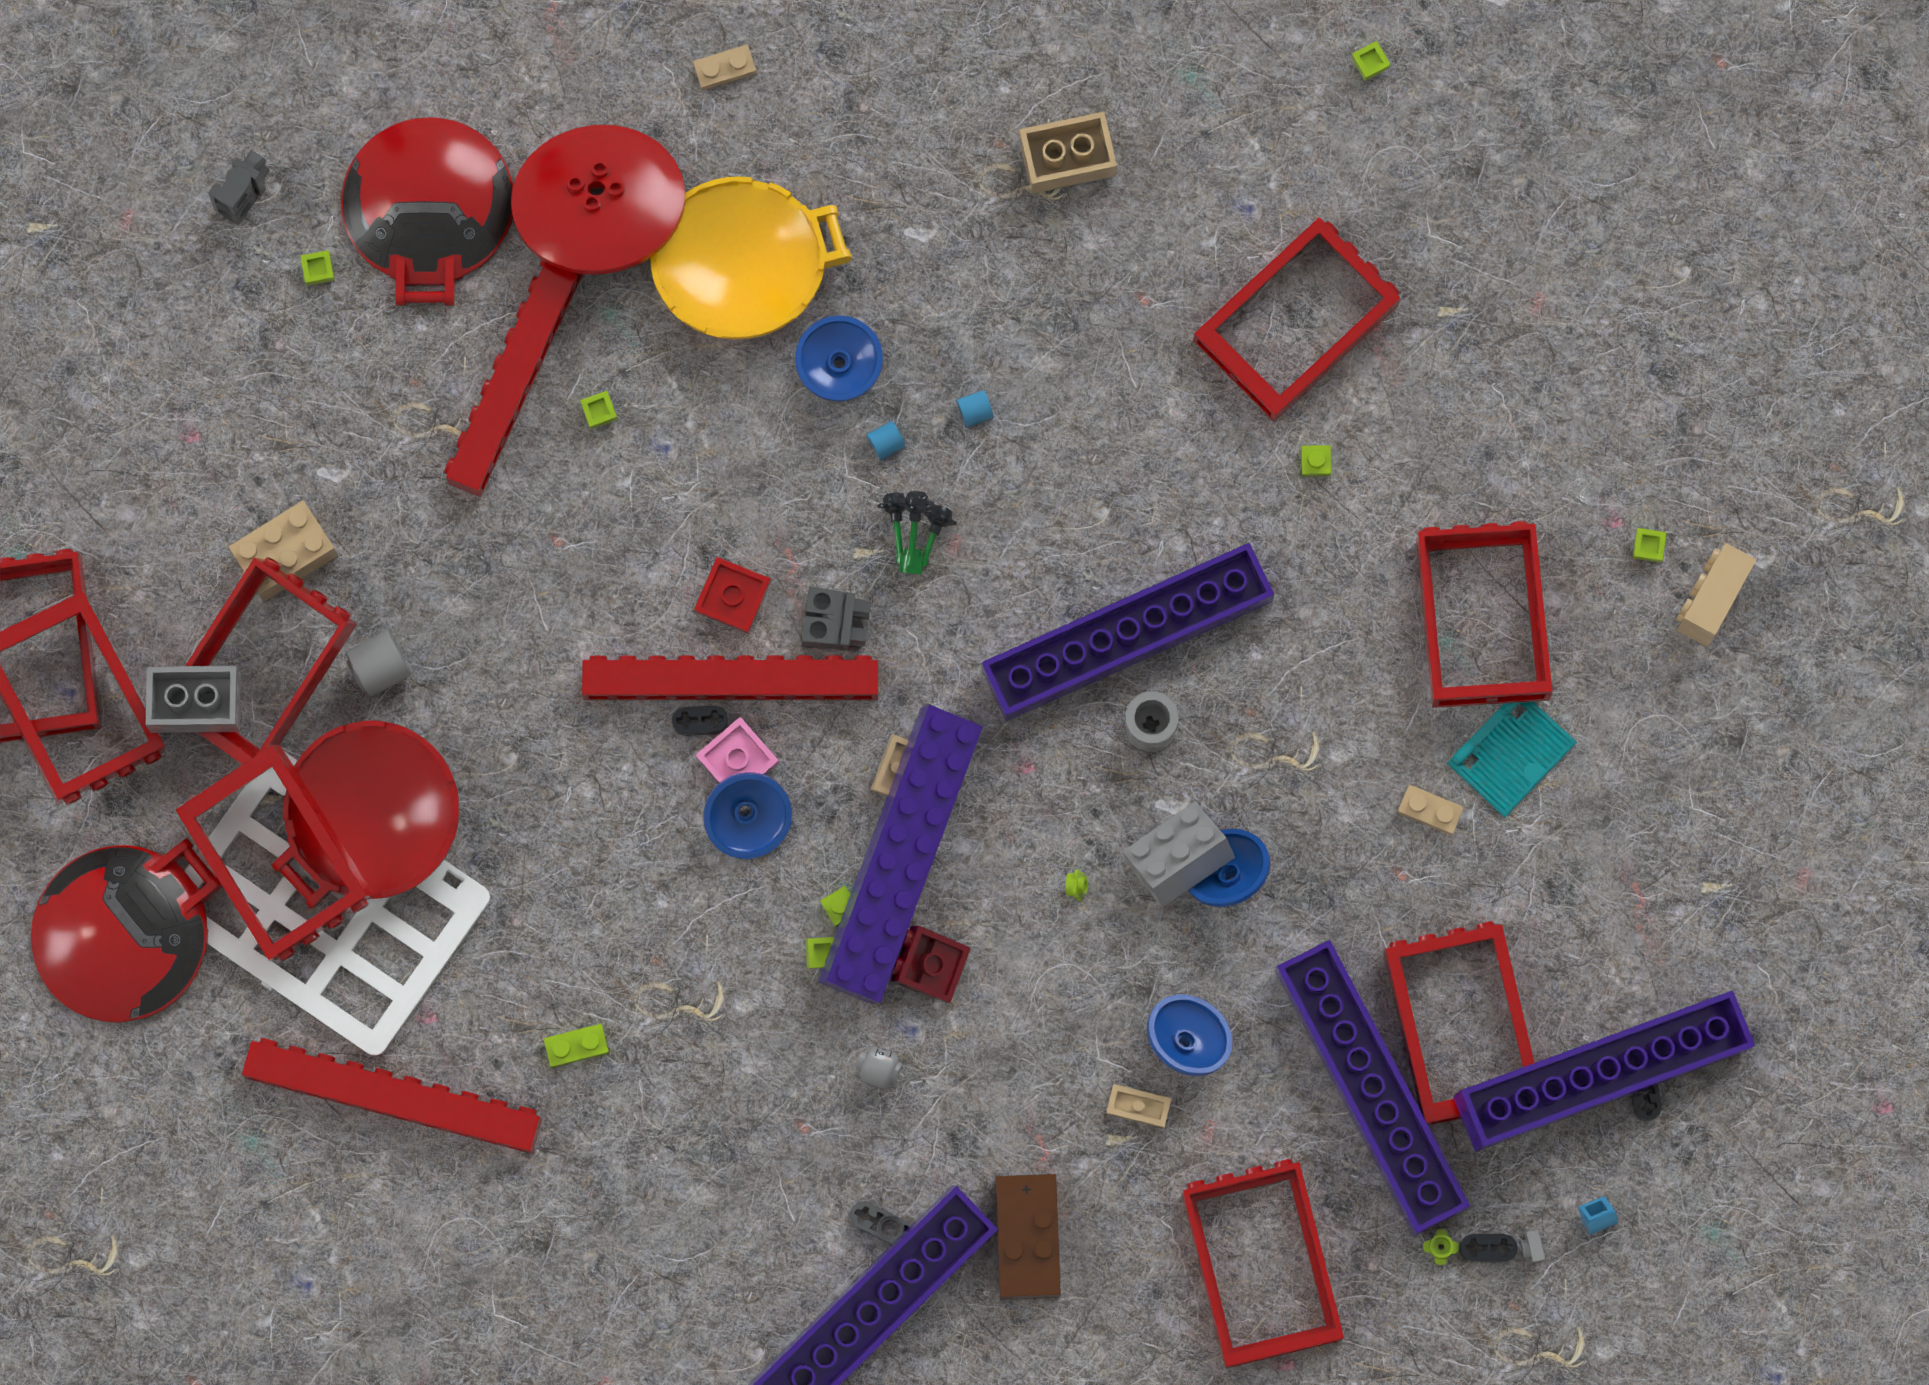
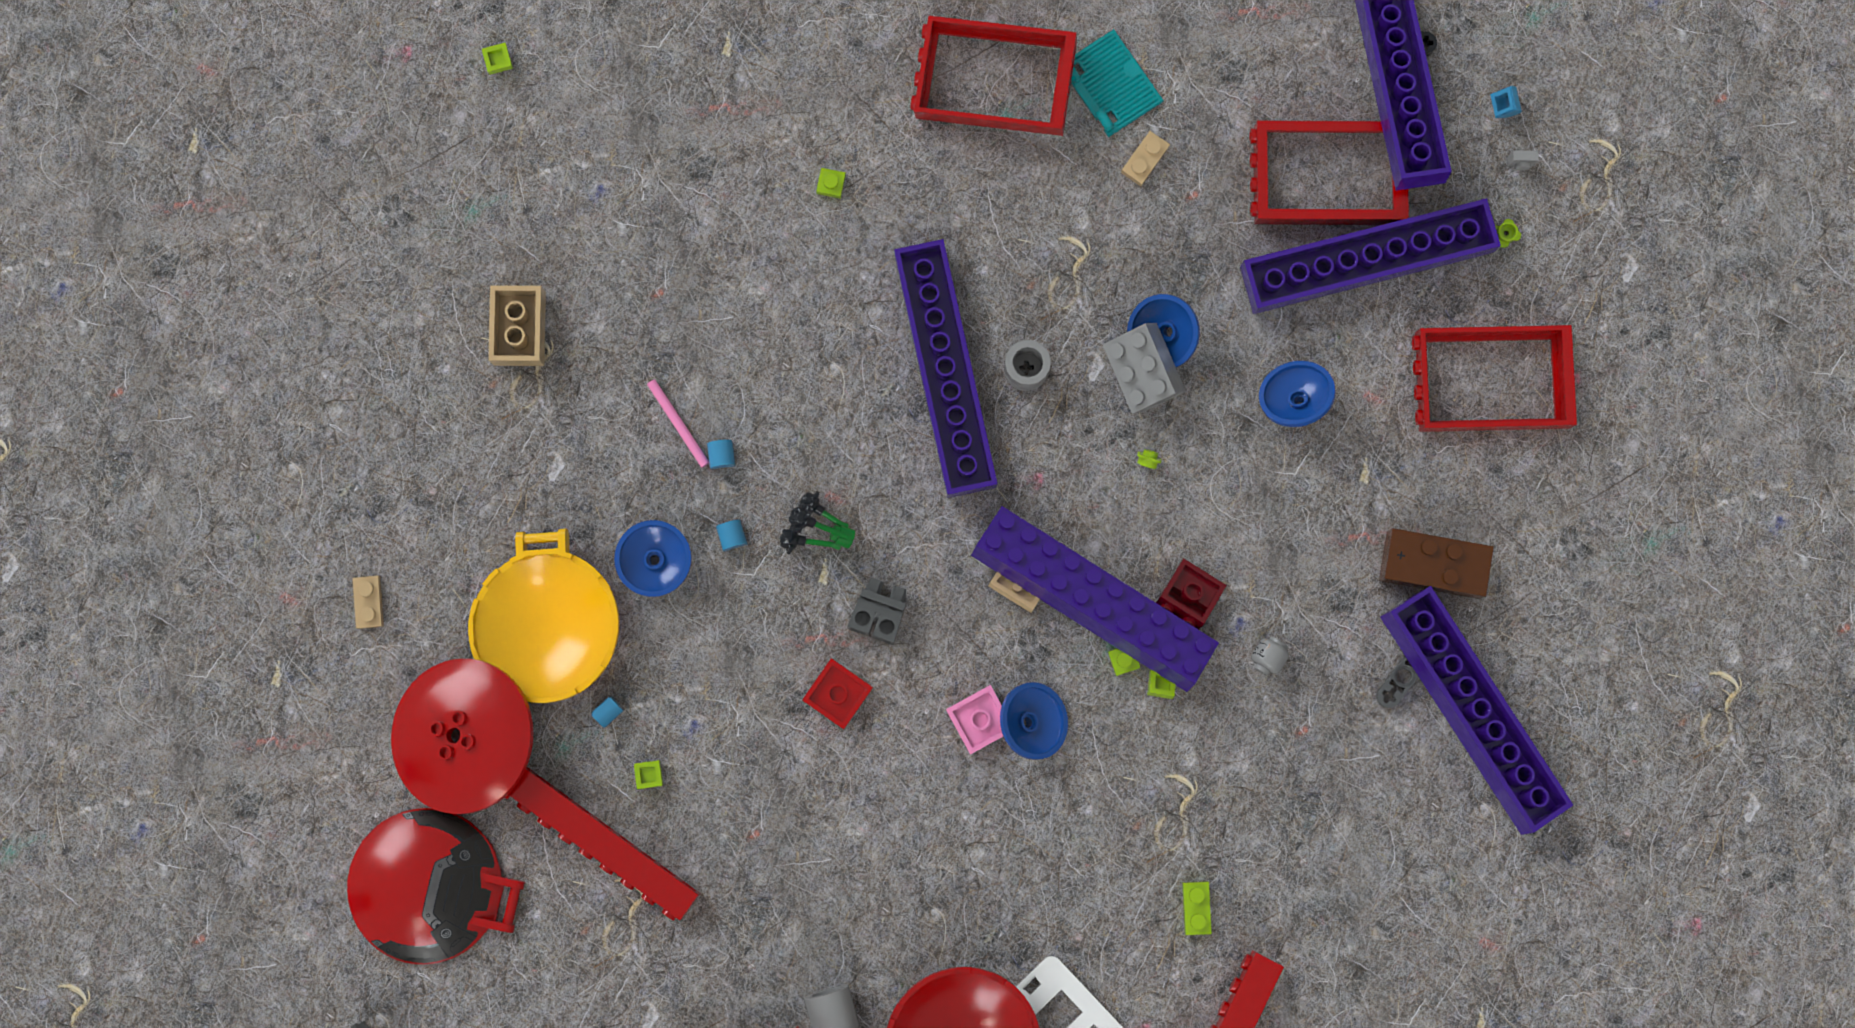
camera: 80 degrees left, 5 degrees up
(317, 268) = (462, 995): lime plate -> none
(658, 349) = (607, 711): none -> dark azure brick
(699, 713) = (933, 743): black beam -> none
(730, 678) = (910, 712): red brick -> none
(1000, 353) = (678, 423): none -> bright pink bar
(1138, 1106) = (1343, 449): tan plate -> none
(1244, 375) = (738, 227): red window -> none
(1488, 1240) = (1520, 196): black beam -> none

